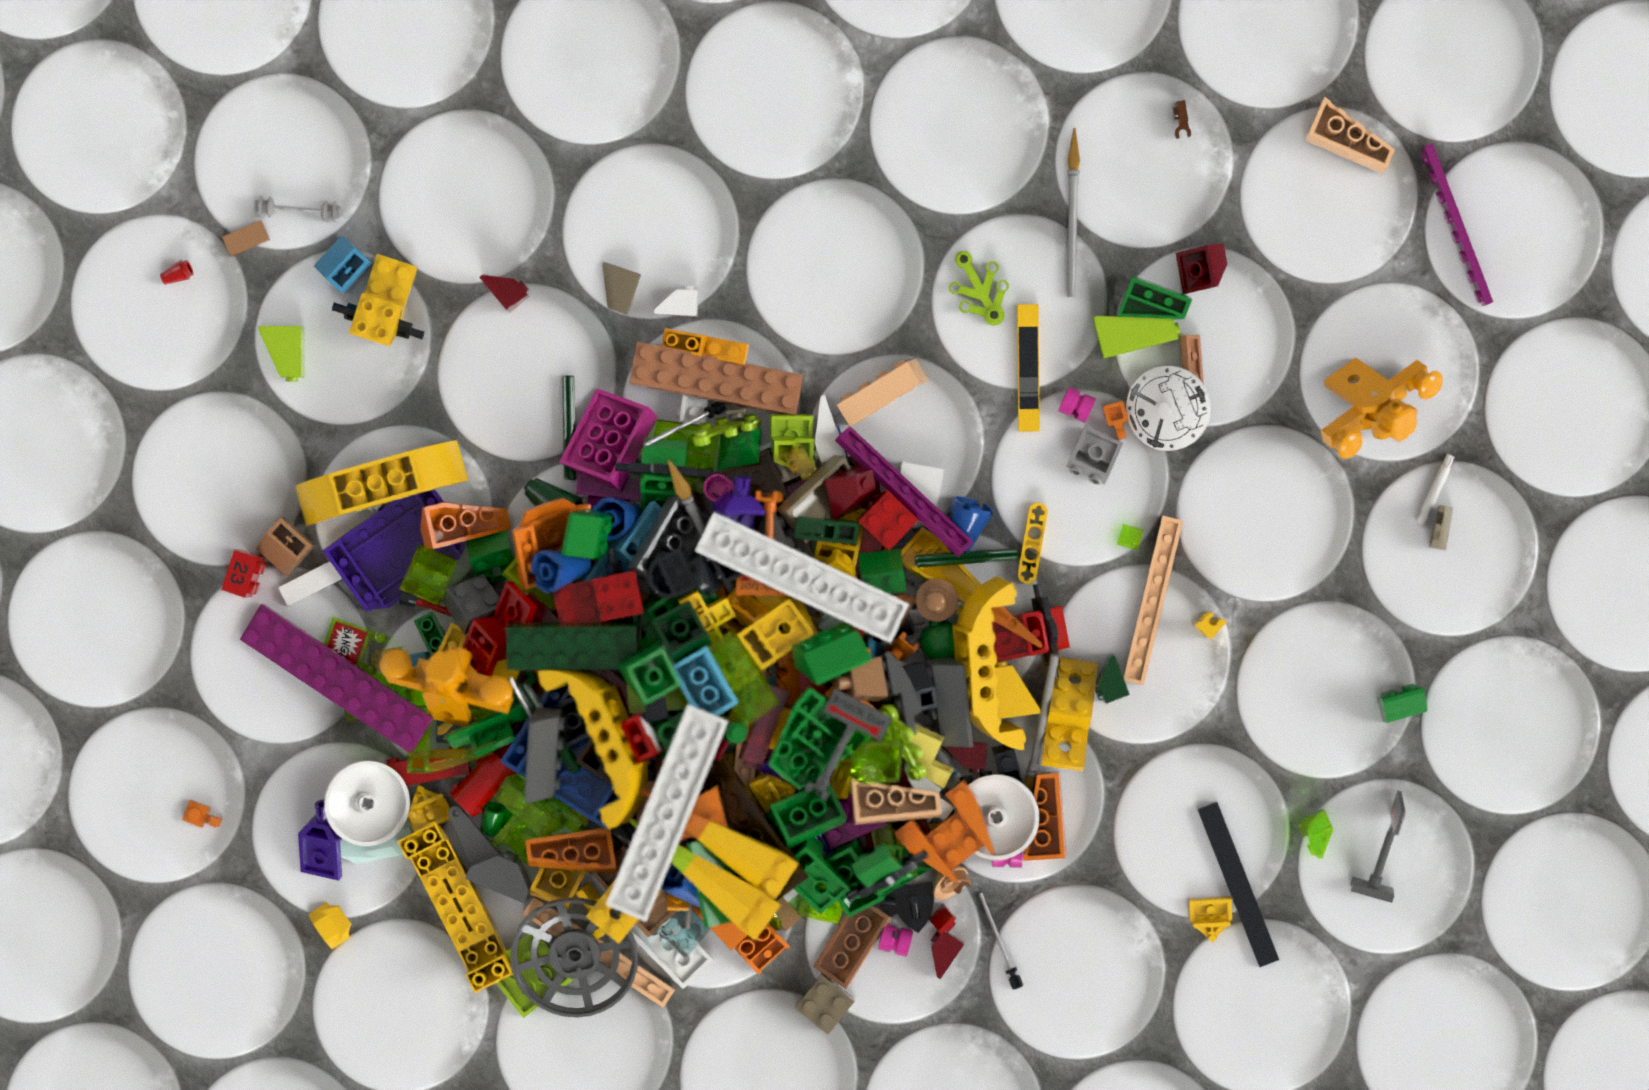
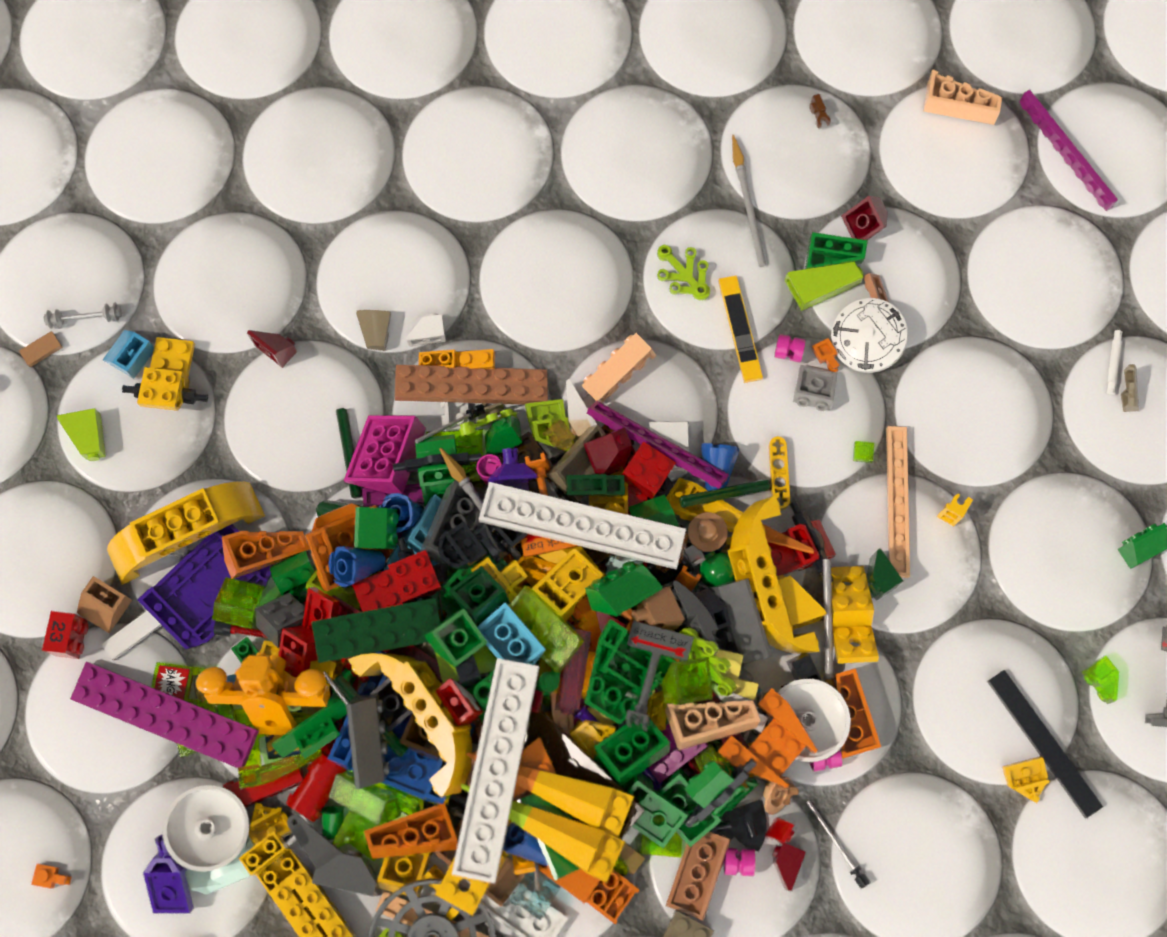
camera: 10 degrees left, 15 degrees down
(971, 757) = (768, 671): dark red slope -> none
(1376, 404) = (1049, 294): light orange piece -> none

